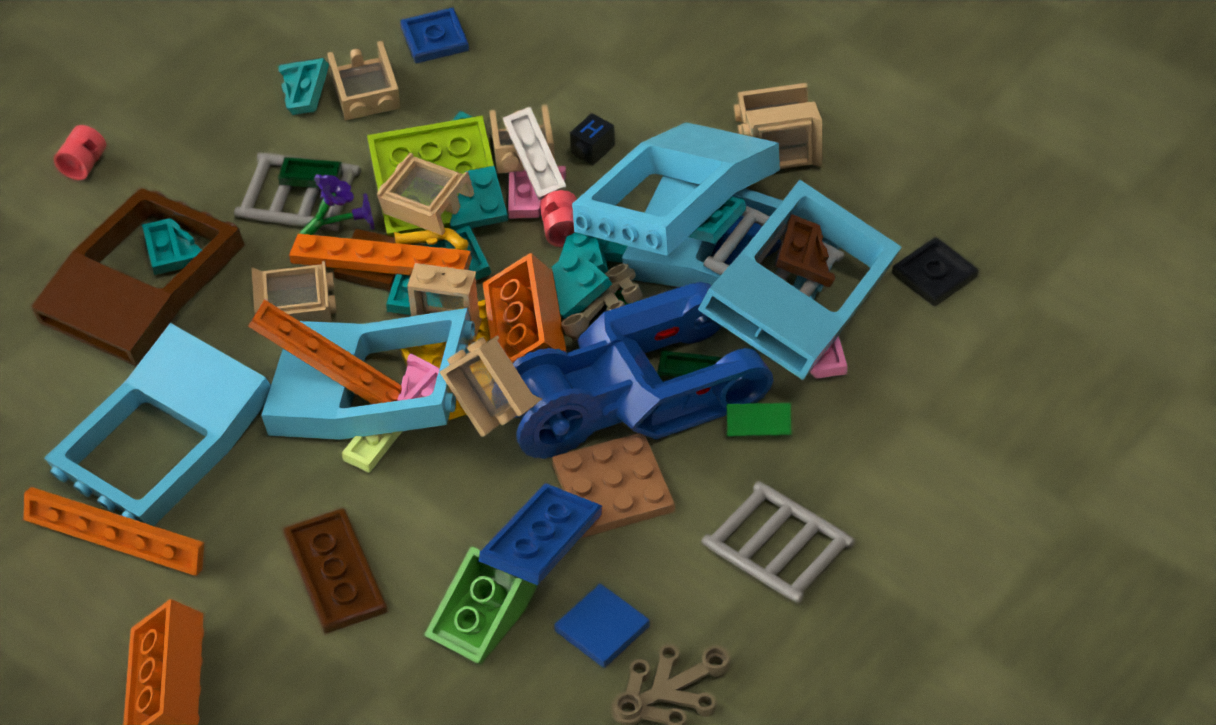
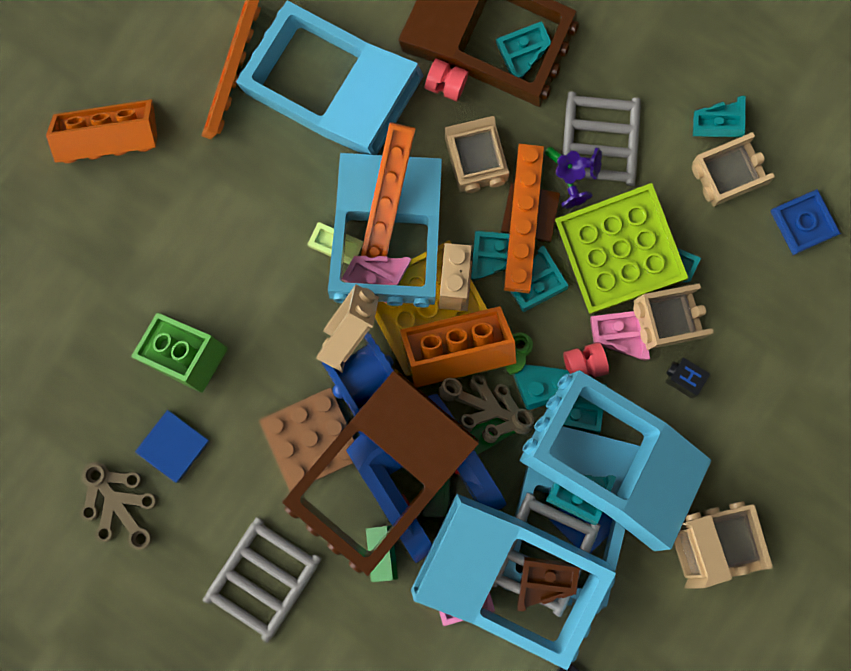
camera: 80 degrees right, 30 degrees up
(193, 312) = (446, 80): none -> coral wheel
(301, 171) = (615, 144): dark green tile -> none
(334, 570) = (212, 236): reddish brown tile -> none
(421, 193) = (586, 240): tan window -> none
(432, 238) = (550, 256): yellow piece -> none
(485, 205) = (595, 289): teal wing -> none
(534, 152) = (639, 329): white plate -> none
(540, 534) = (231, 388): blue tile -> none
(577, 282) = (502, 385): teal wing -> none
(638, 325) = (414, 435): none -> reddish brown window

